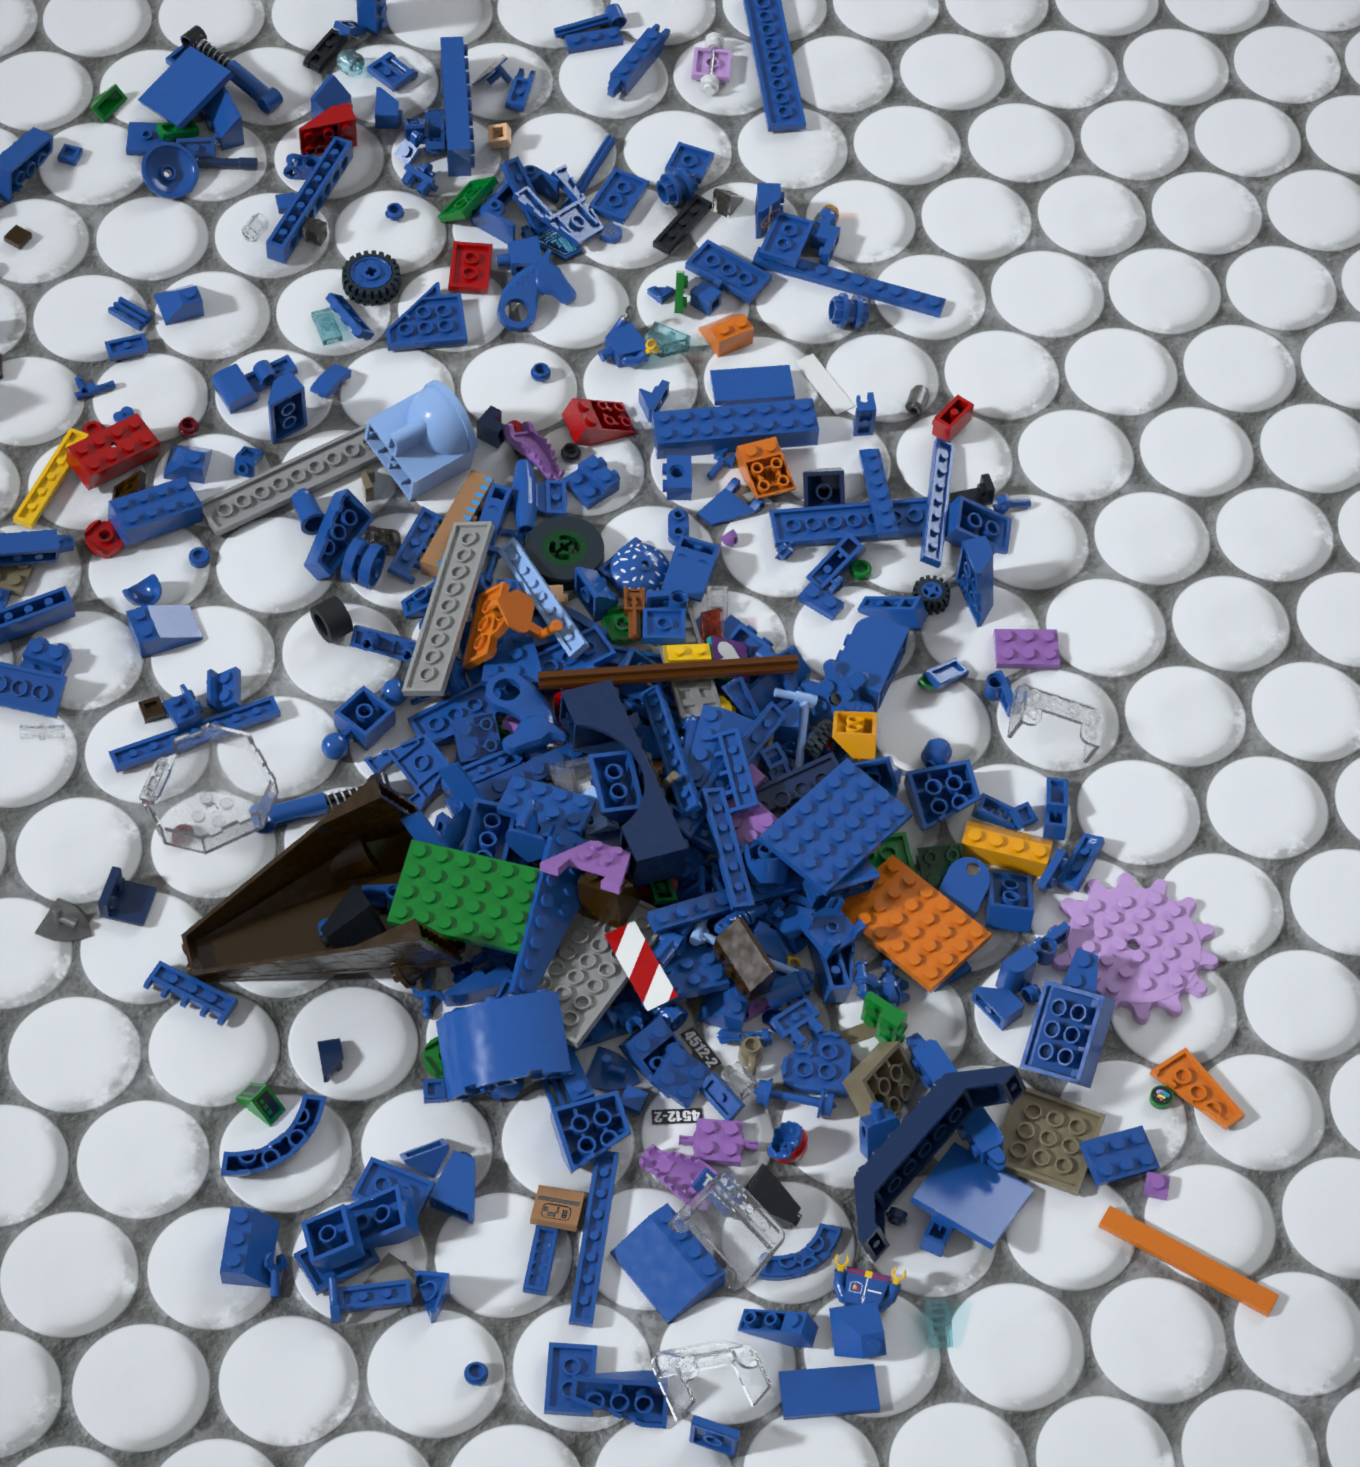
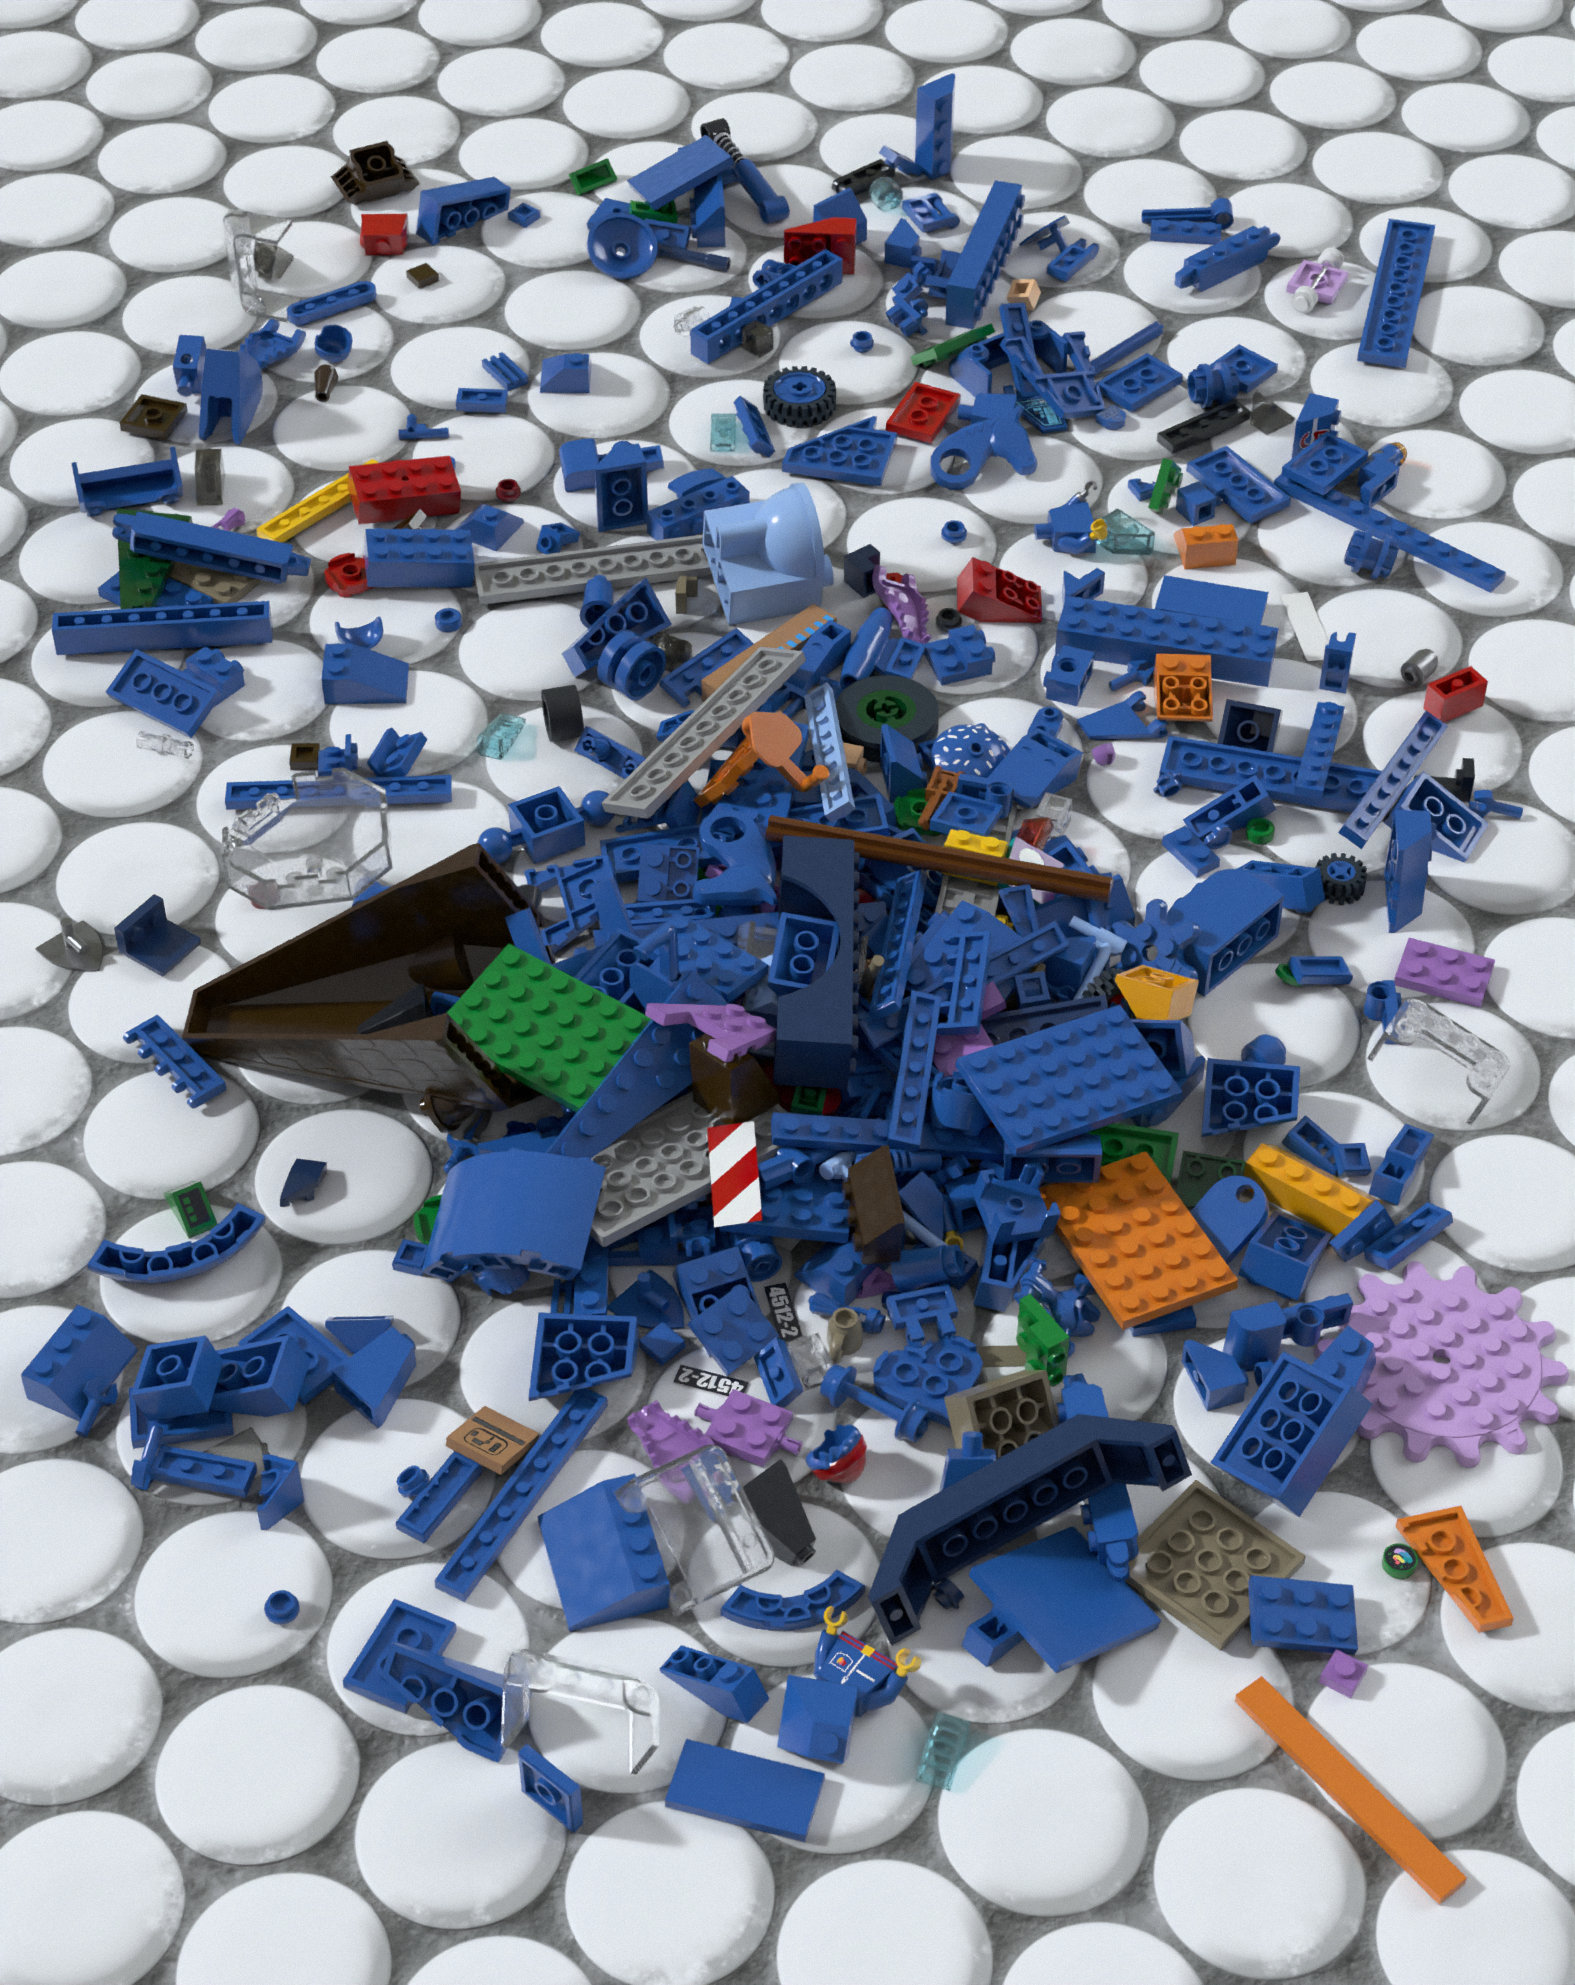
camera: 25 degrees right, 10 degrees down
(289, 649) = (497, 738): none -> clear light blue slope
(344, 407) = (686, 514): none -> blue brick
(518, 1255) = (412, 1481): none -> blue plate

